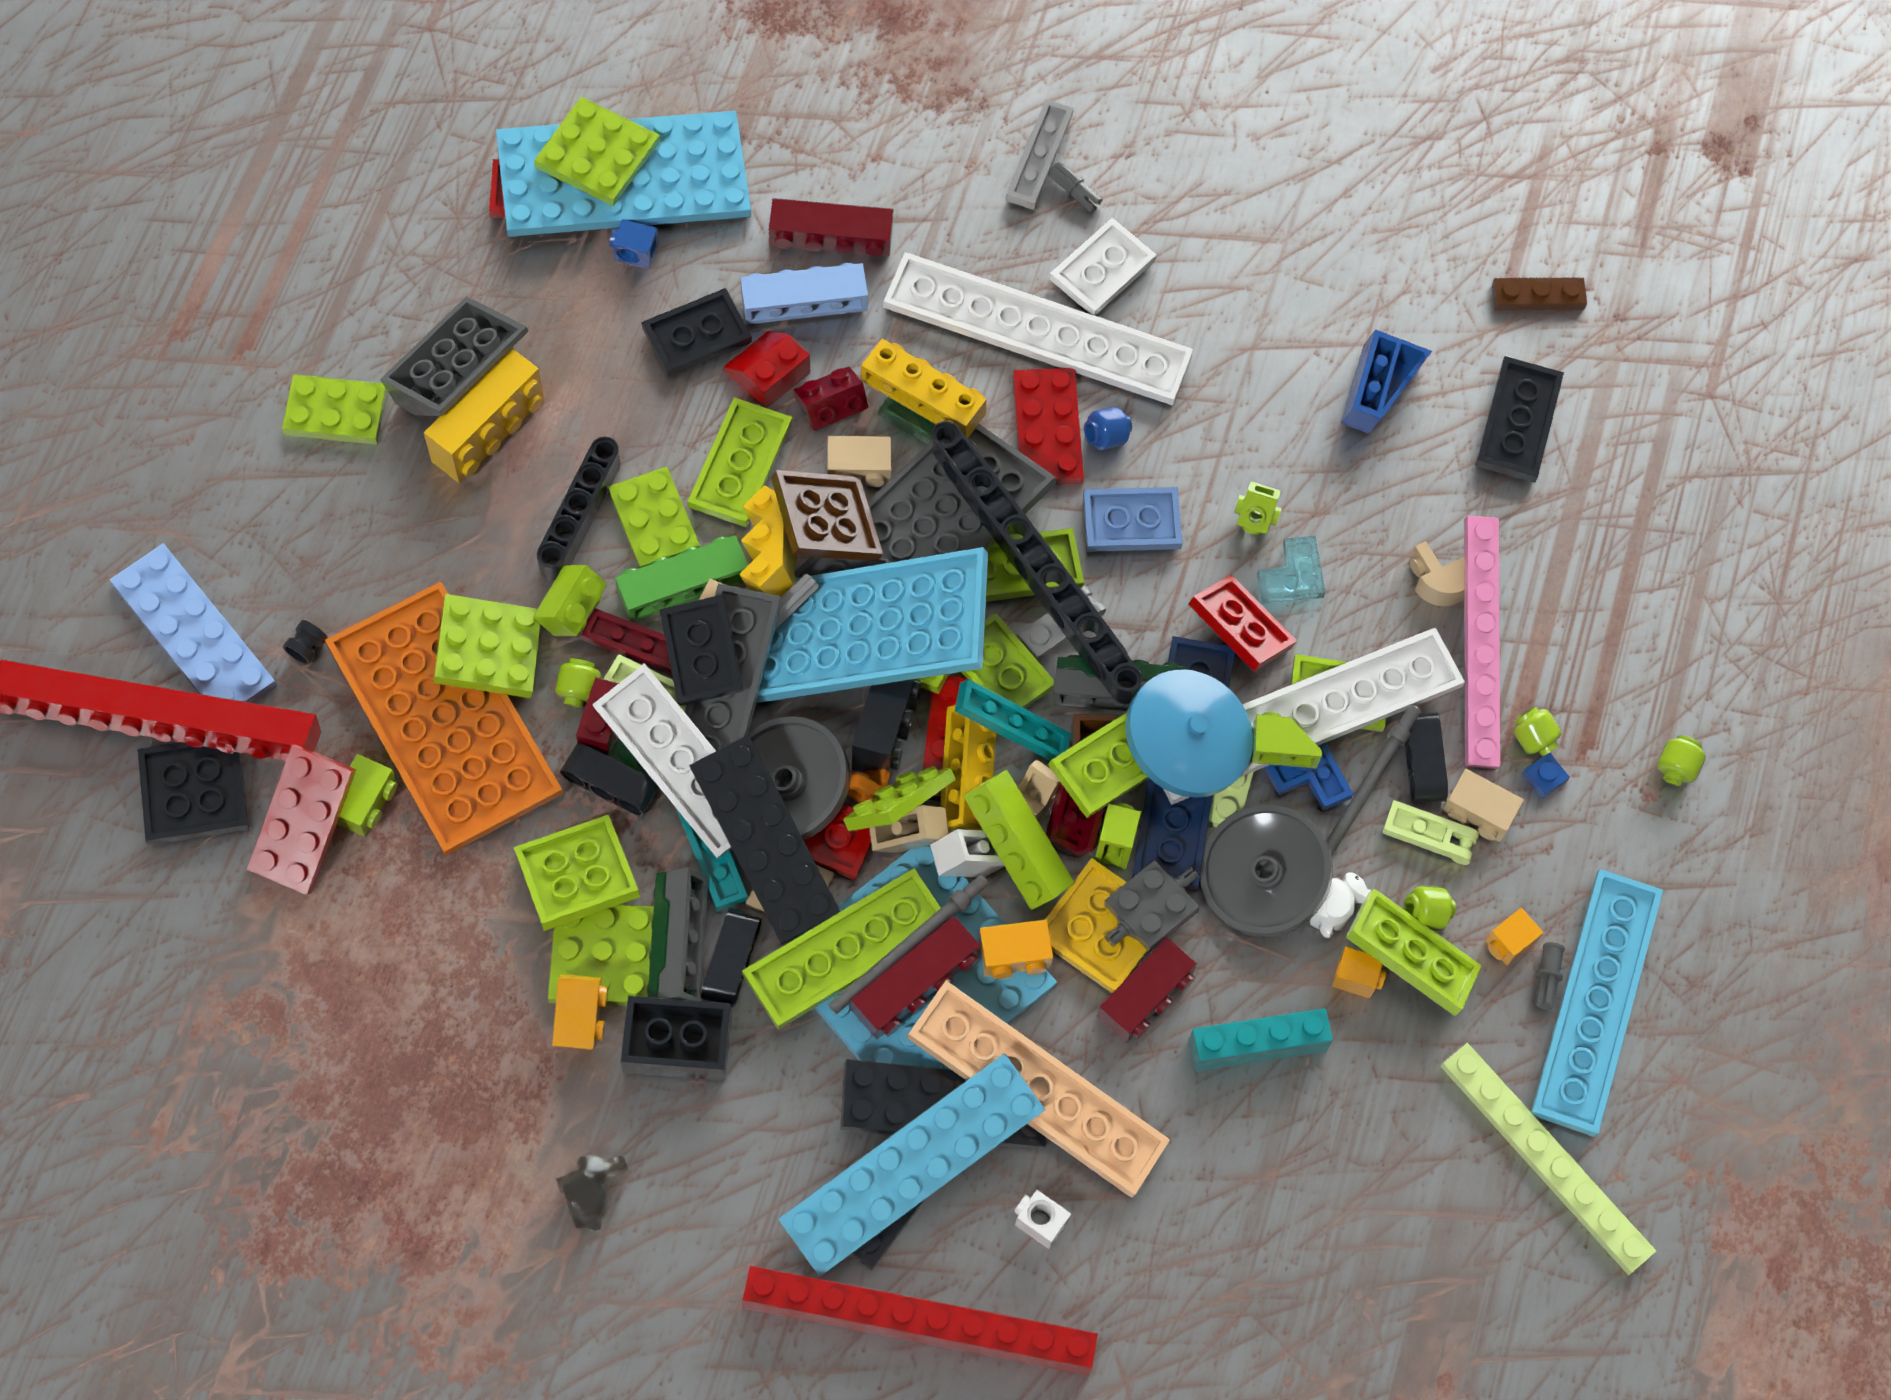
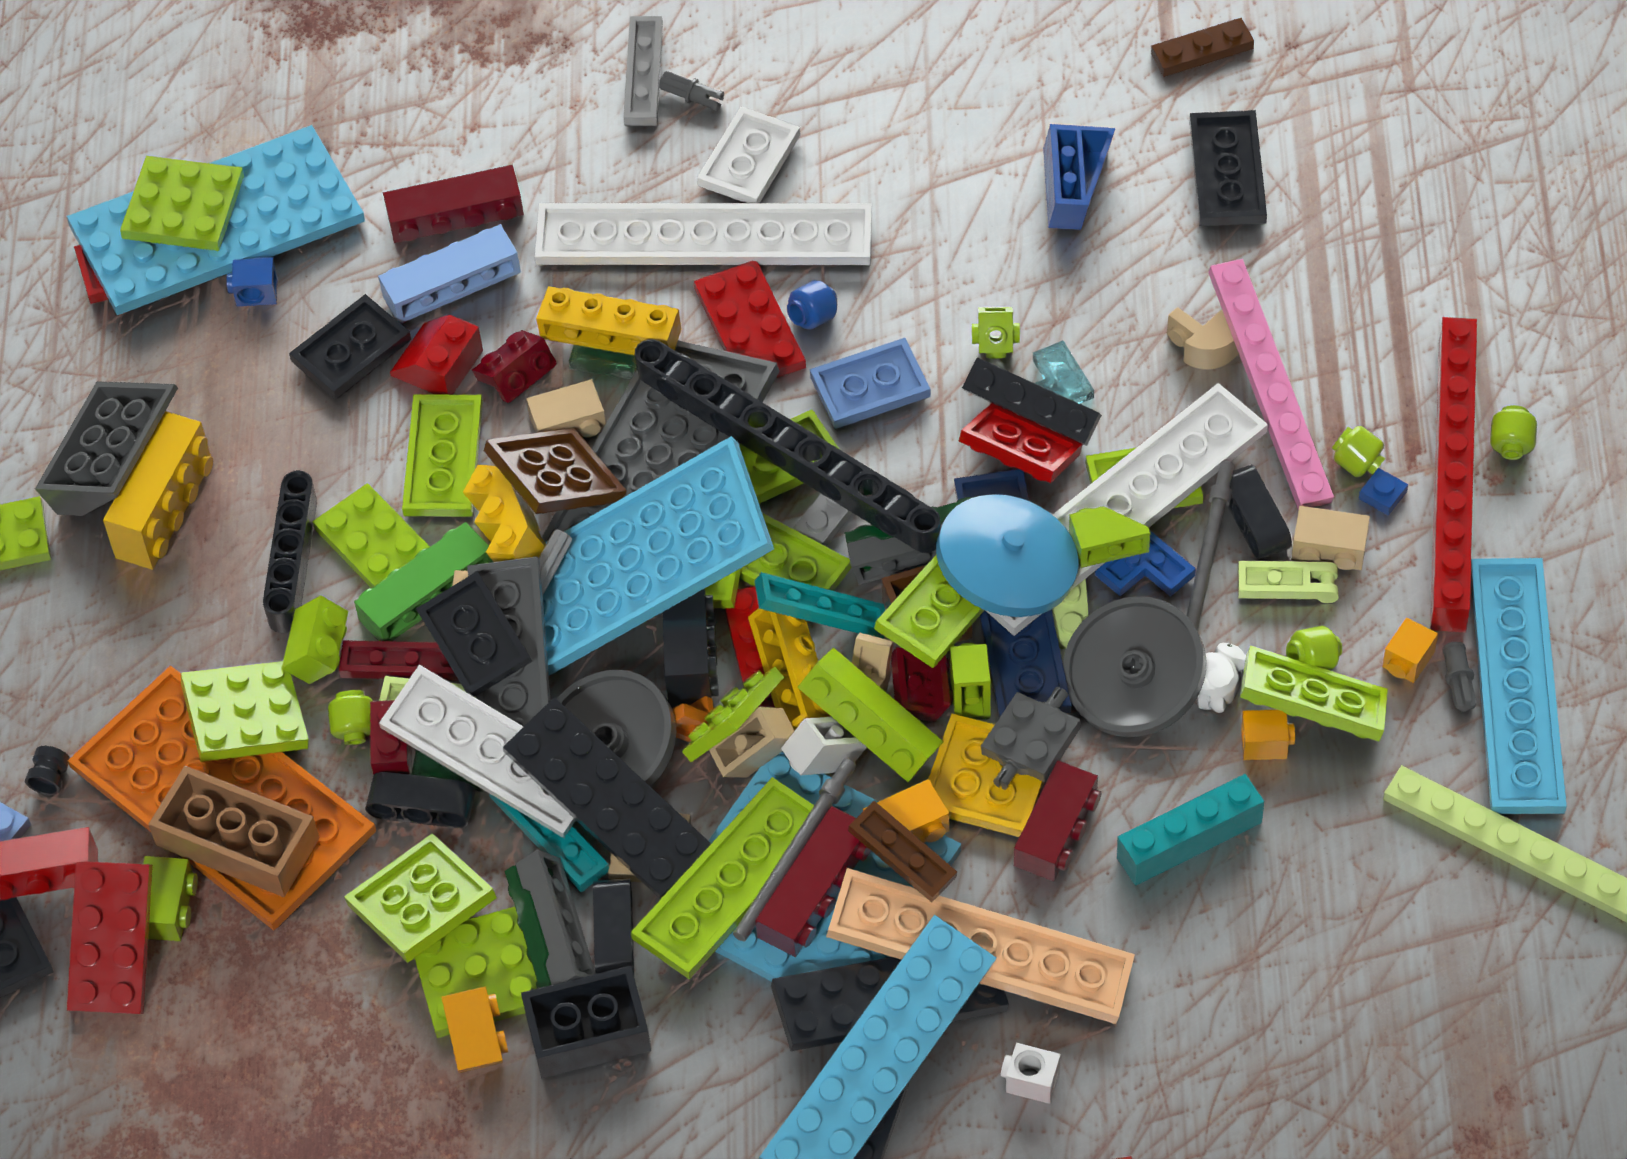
camera: 10 degrees left, 10 degrees down
(438, 759) = (234, 831): none -> medium nougat brick
(838, 848) = (689, 785): red plate -> none
(999, 982) = (902, 851): none -> reddish brown plate
(1266, 586) = (1031, 401): none -> black plate
(1613, 783) = (1453, 475): none -> red brick

